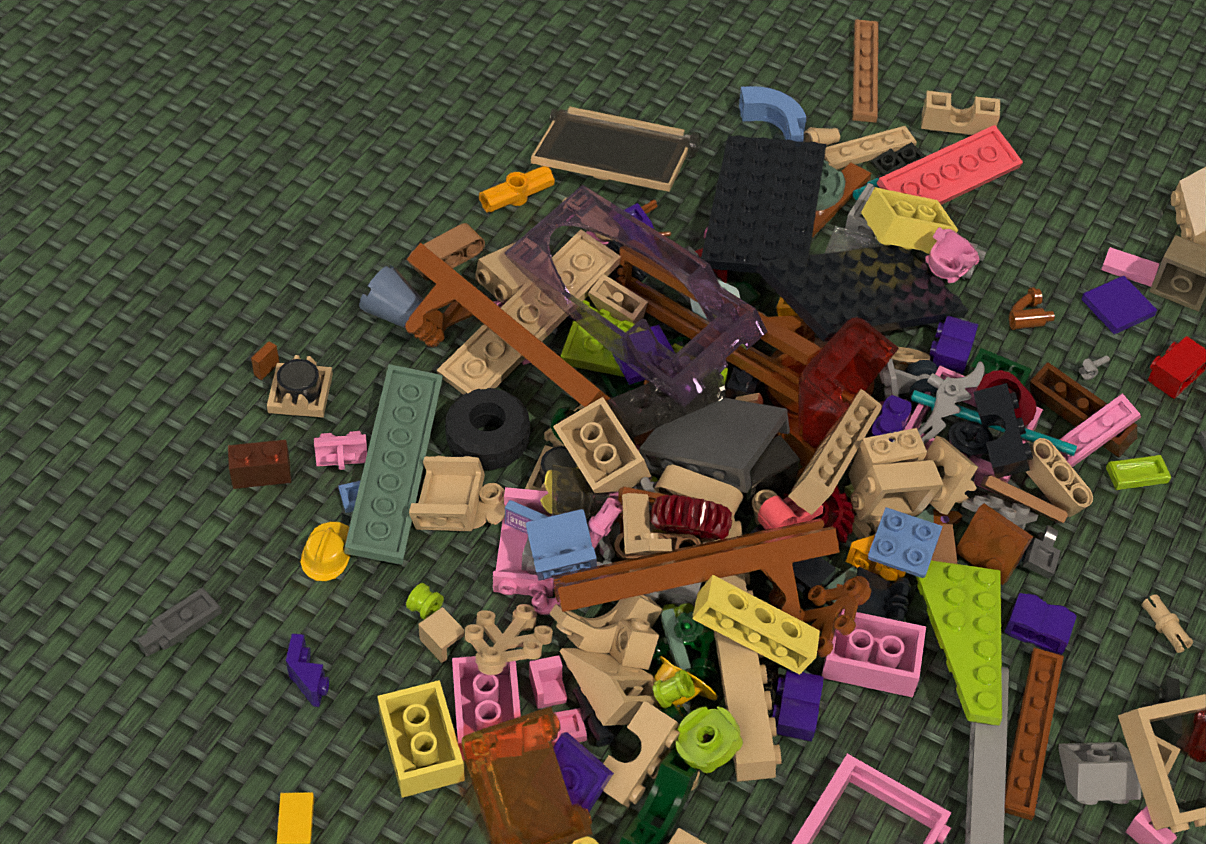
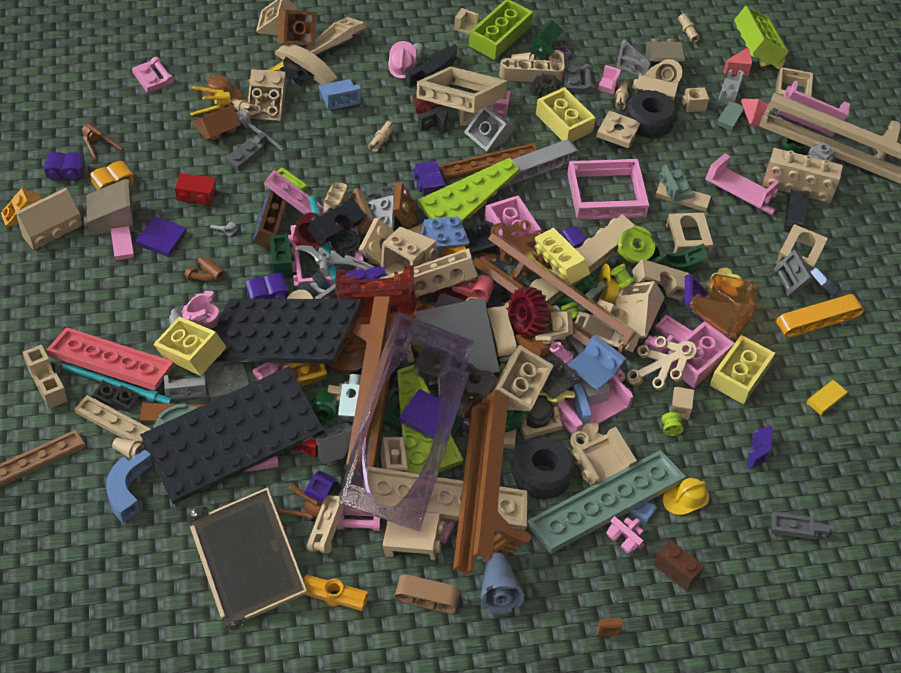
camera: 130 degrees left, 0 degrees up
(300, 388) = (609, 591): piece -> none

